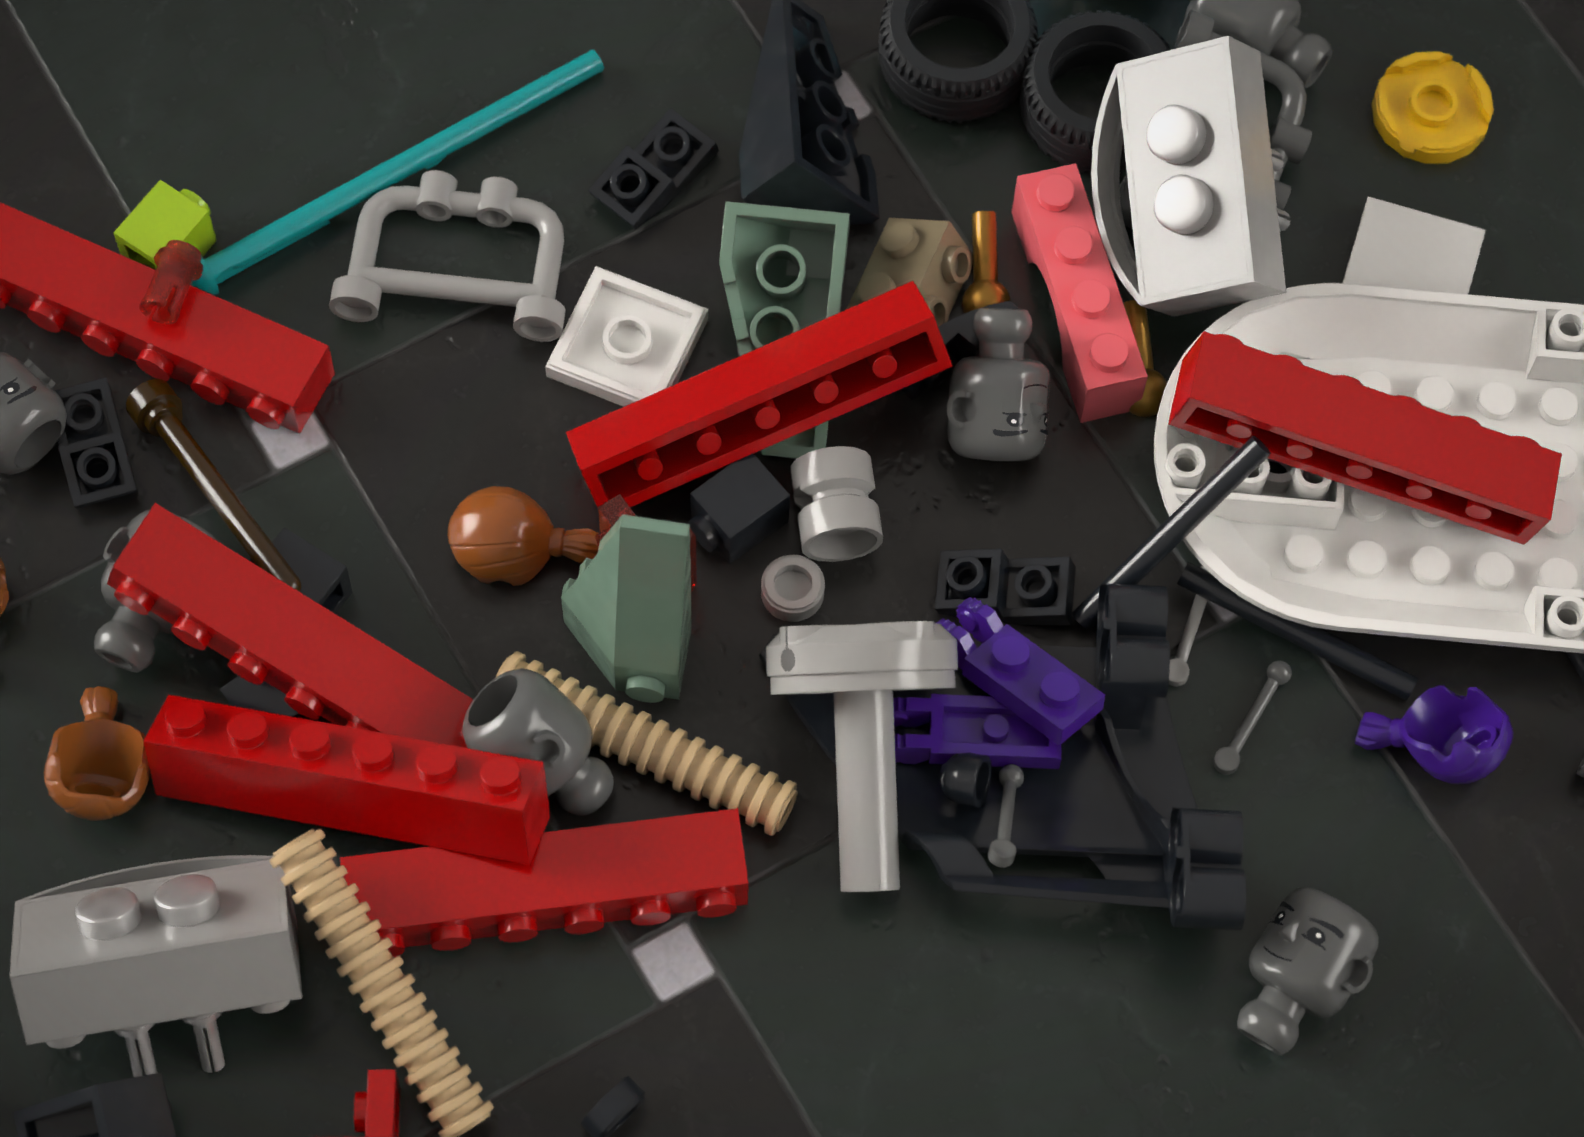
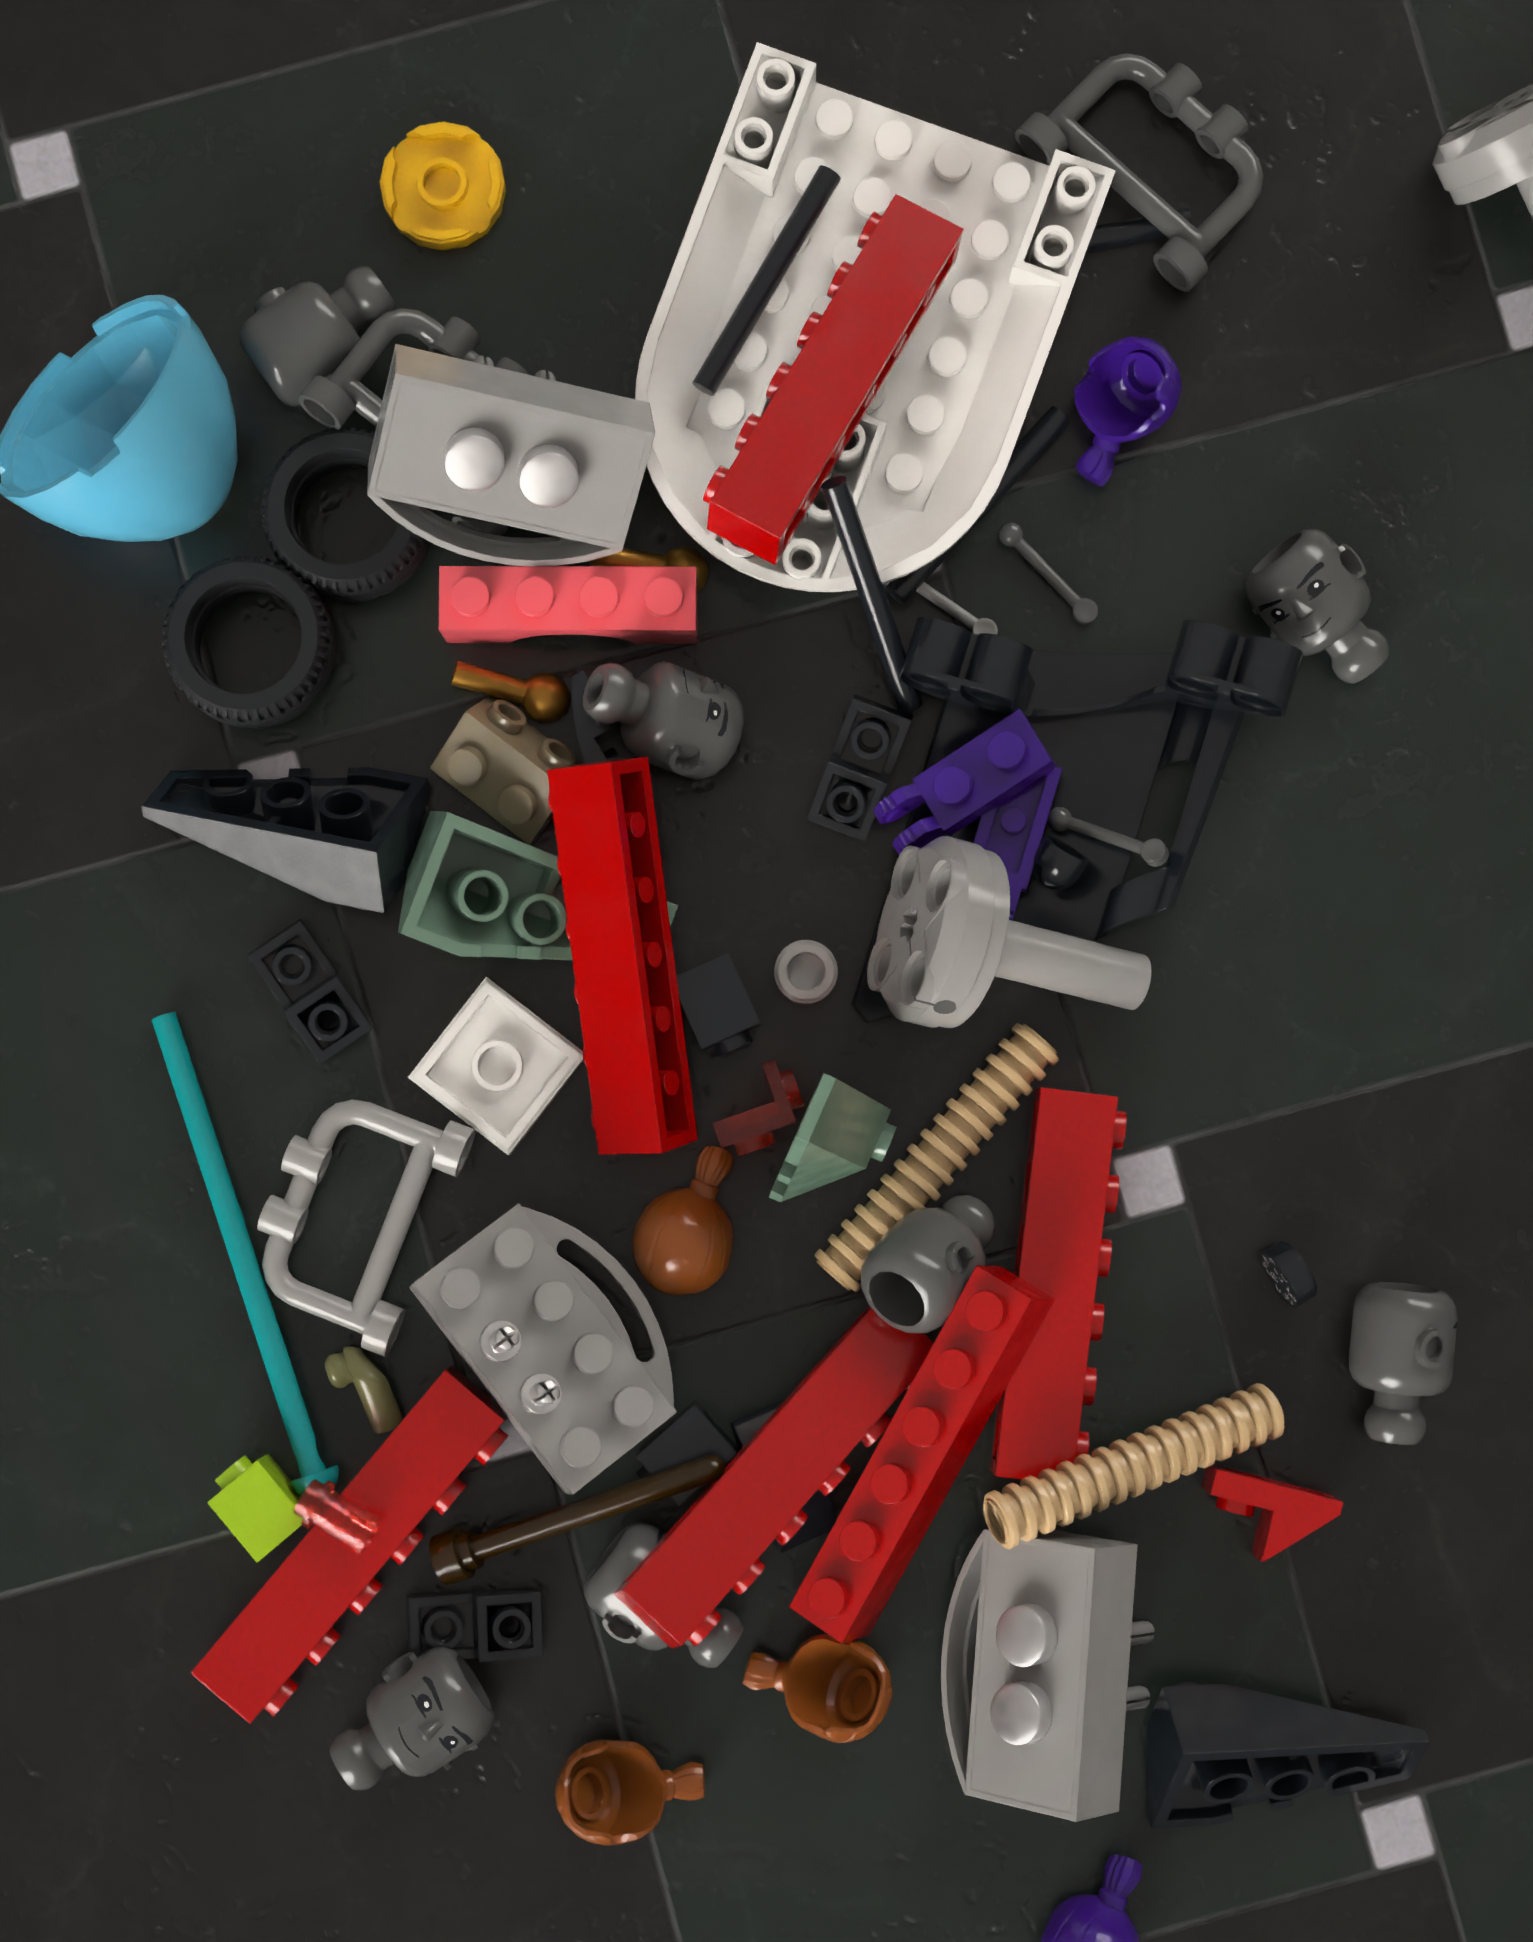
camera: 70 degrees left, 20 degrees up
(310, 289) = (371, 1385): none -> olive arm
(375, 430) = (551, 1343): none -> light grey piece
(836, 513) = (739, 907): light grey wheel -> none
(1412, 250) = (612, 267): white tile -> none
(1442, 380) = (766, 280): none -> black bar

